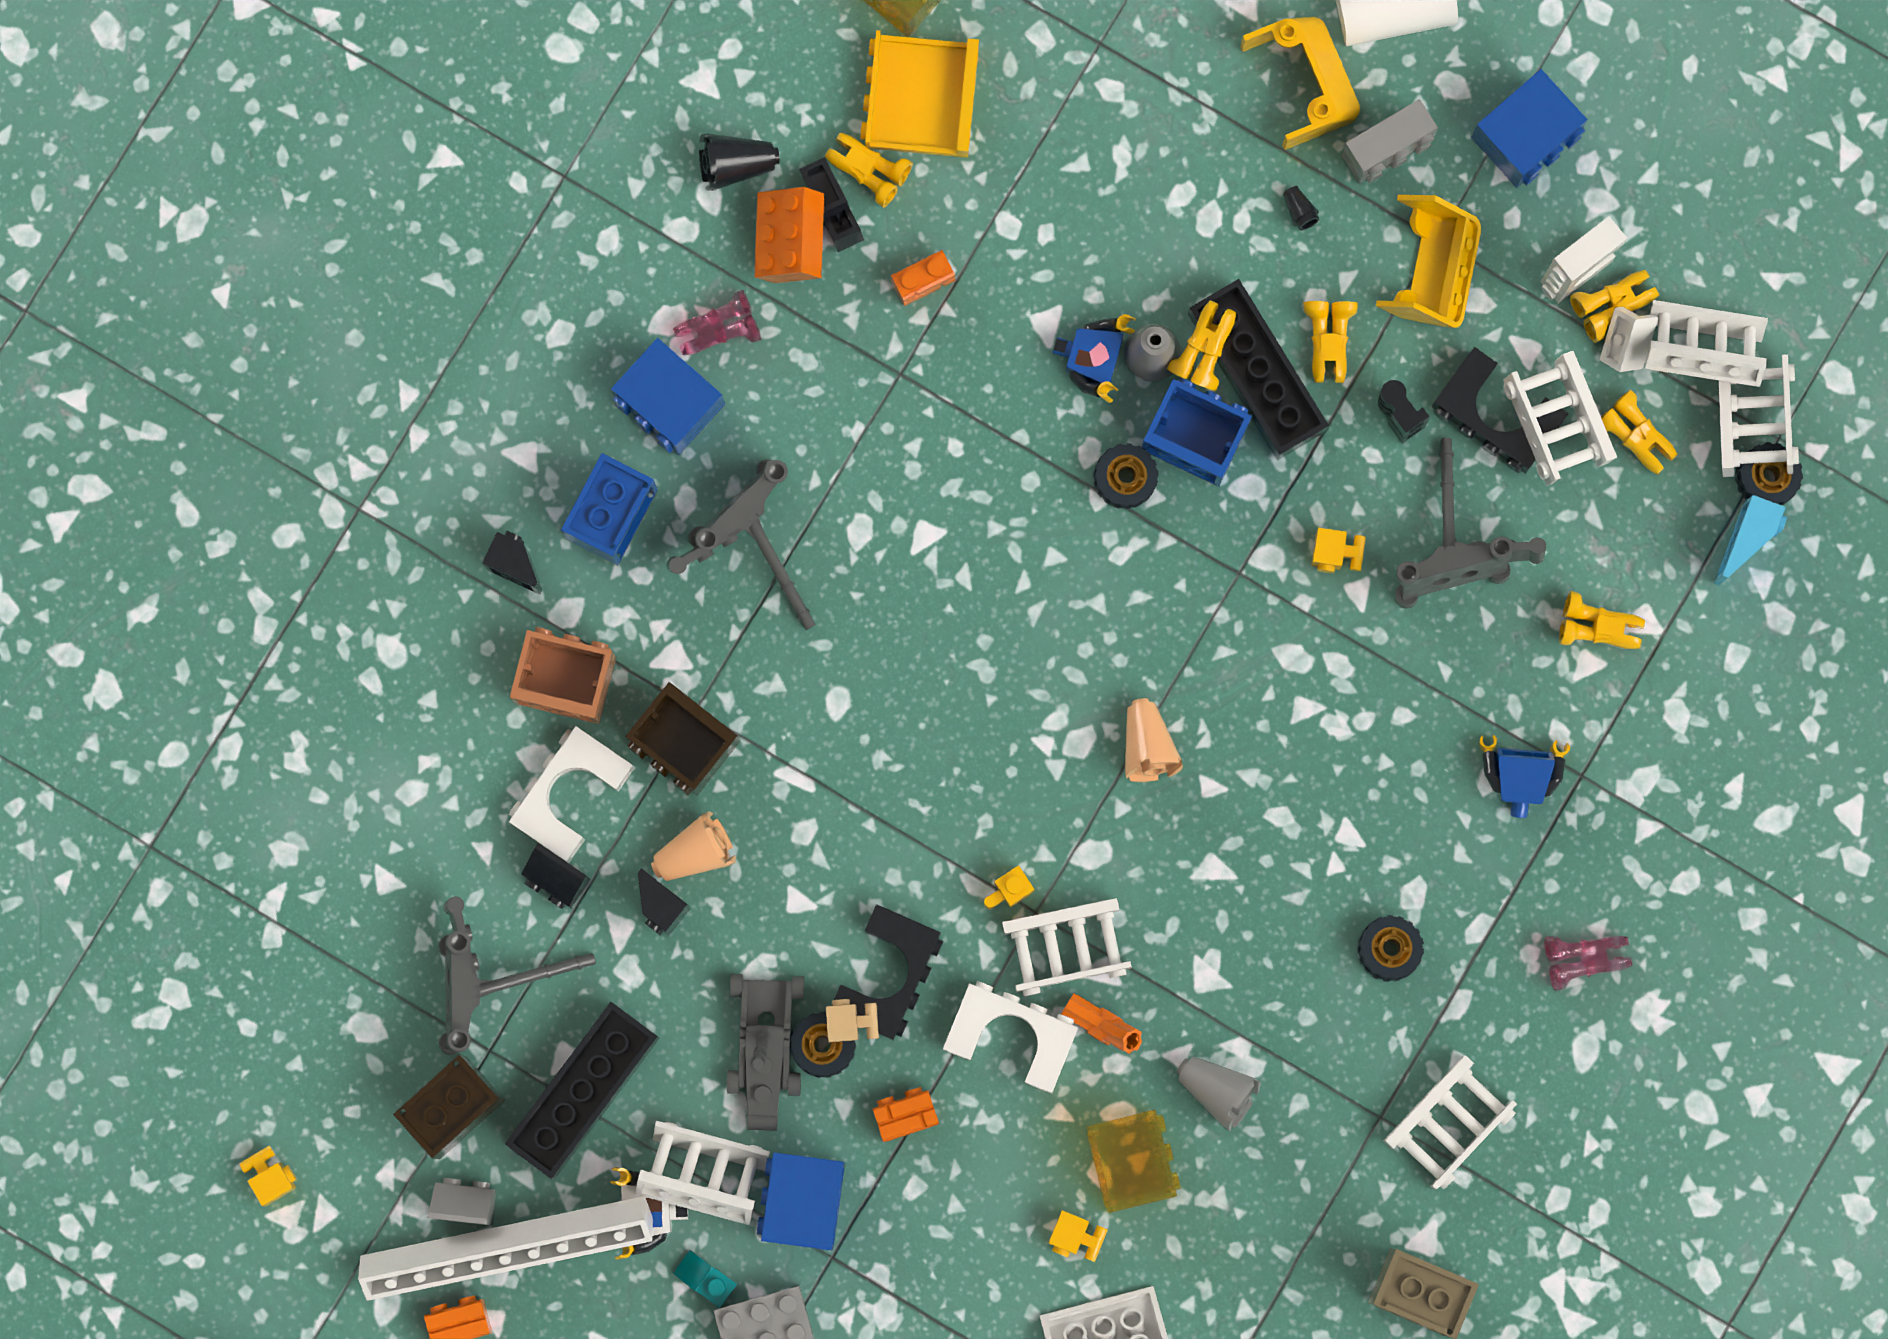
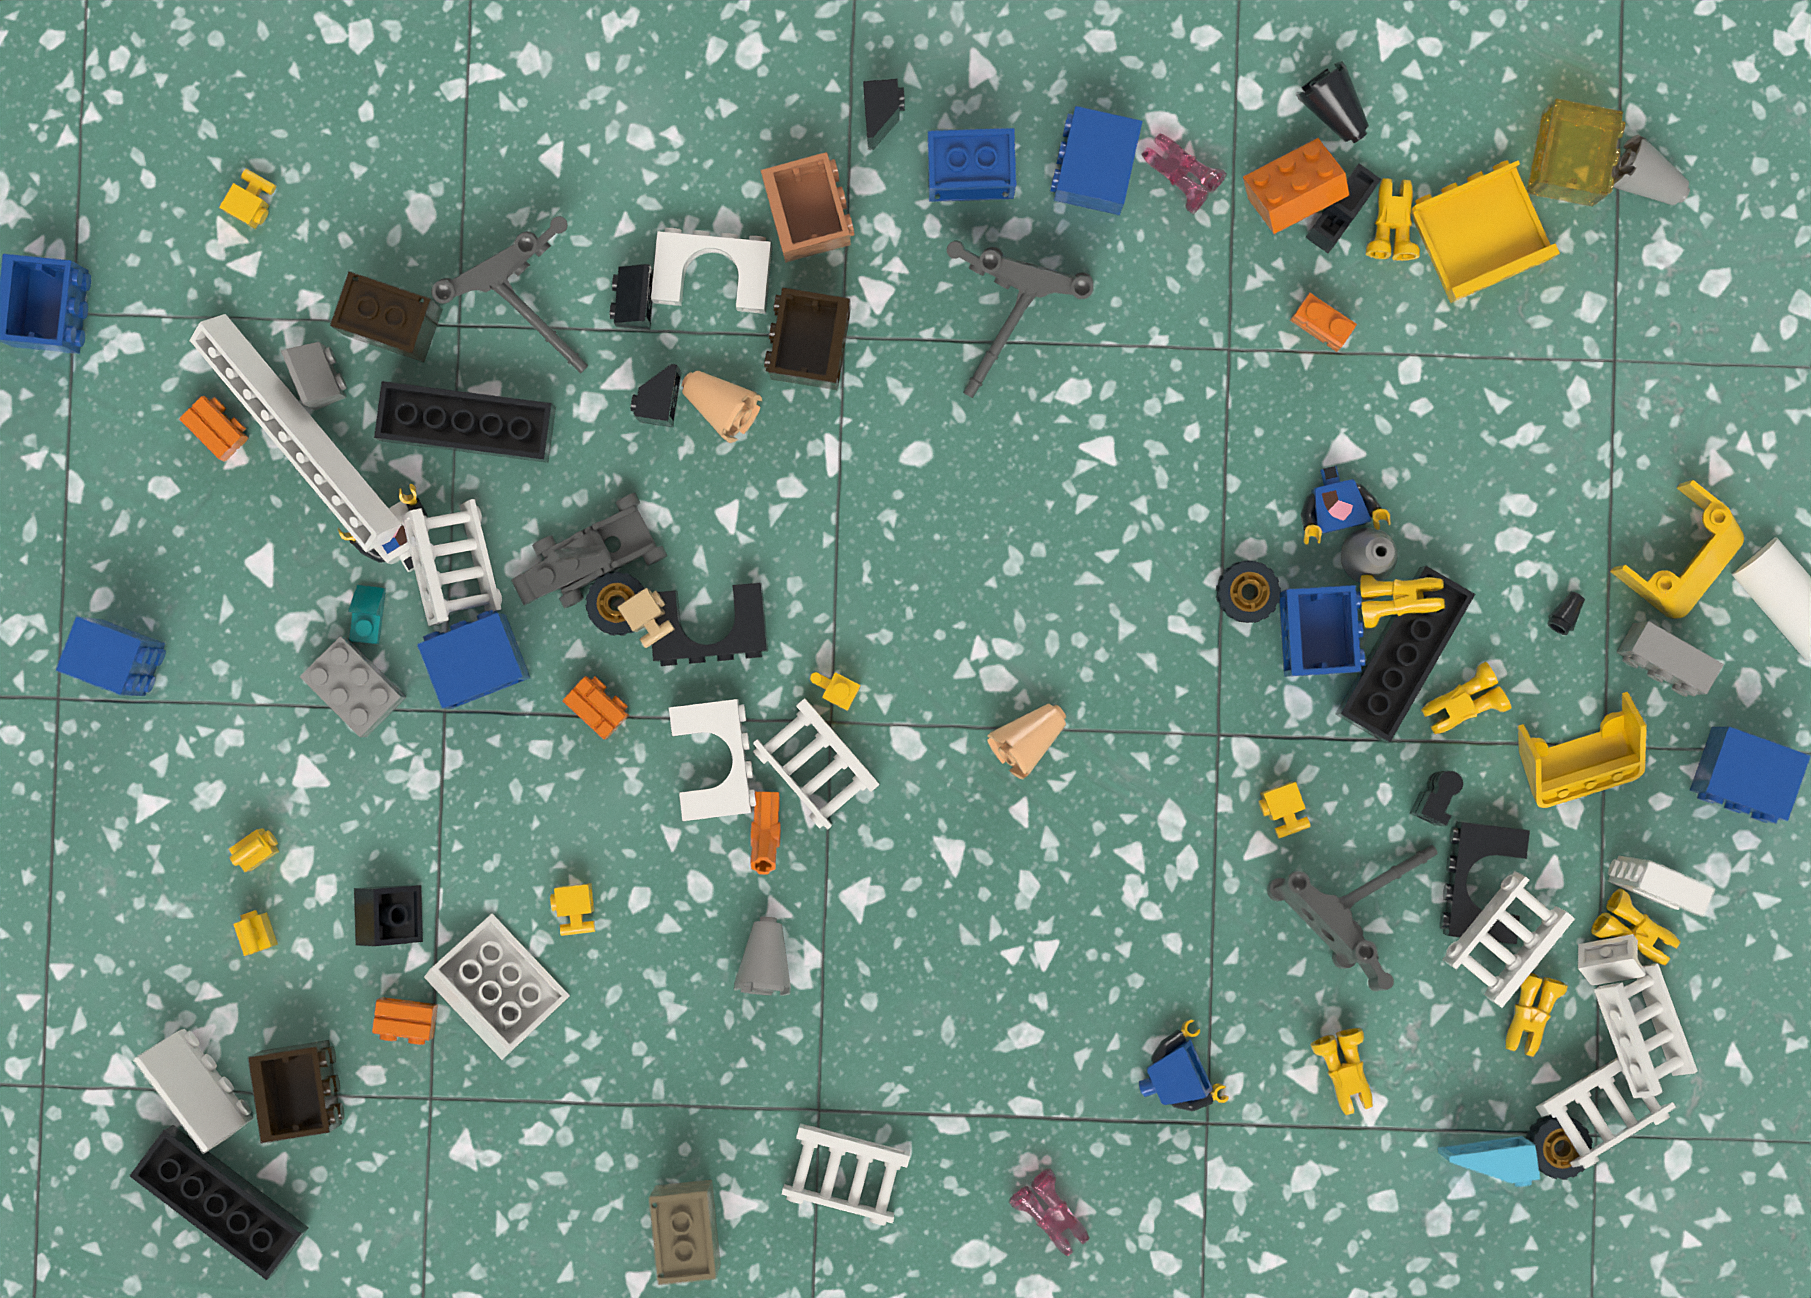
camera: 60 degrees right, 5 degrees up
(1132, 1161) = (662, 922): clear yellow container -> none
(1403, 935) = (984, 1044): black wheel -> none

